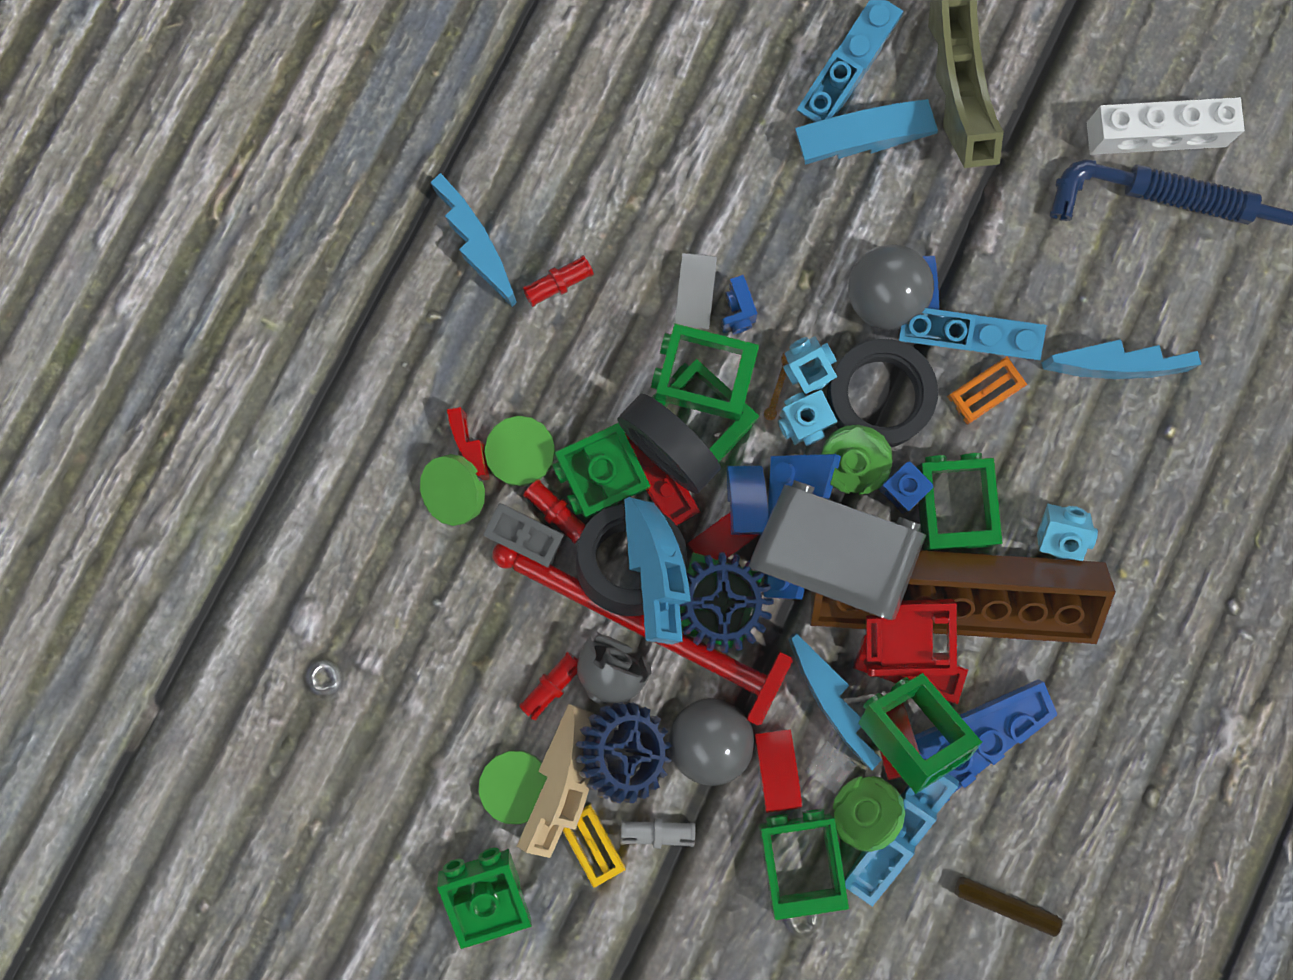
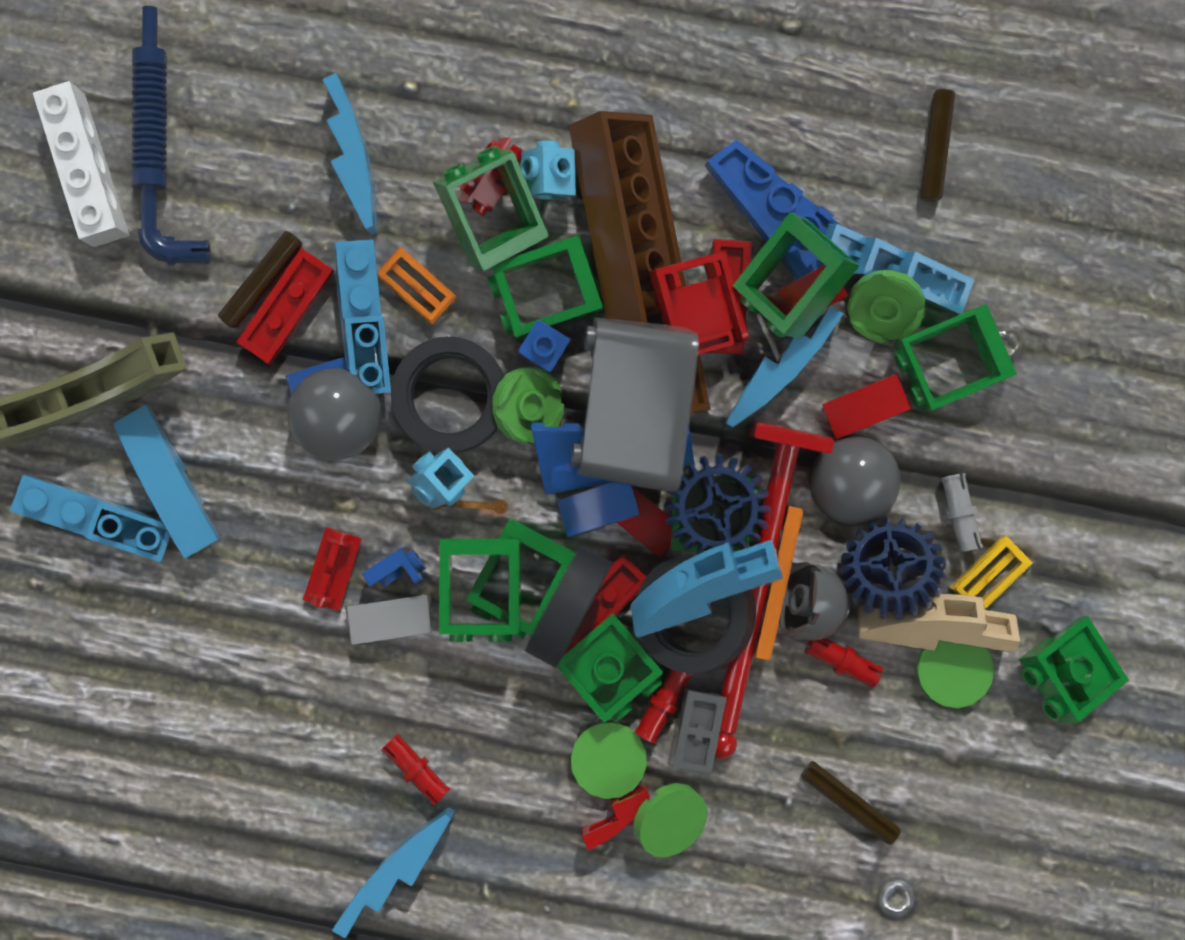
camera: 110 degrees left, 5 degrees up
(421, 658) = (851, 803): none -> dark brown axle
(638, 643) = (777, 589): none -> orange tile
(752, 254) = (332, 569): none -> red hinge
(812, 407) = (484, 462): medium azure brick -> none
(996, 271) = (286, 306): none -> red plate
(1009, 481) = (509, 242): none -> green window
(1025, 255) = (260, 279): none -> dark brown axle
(1065, 470) = (483, 189): none -> hinge

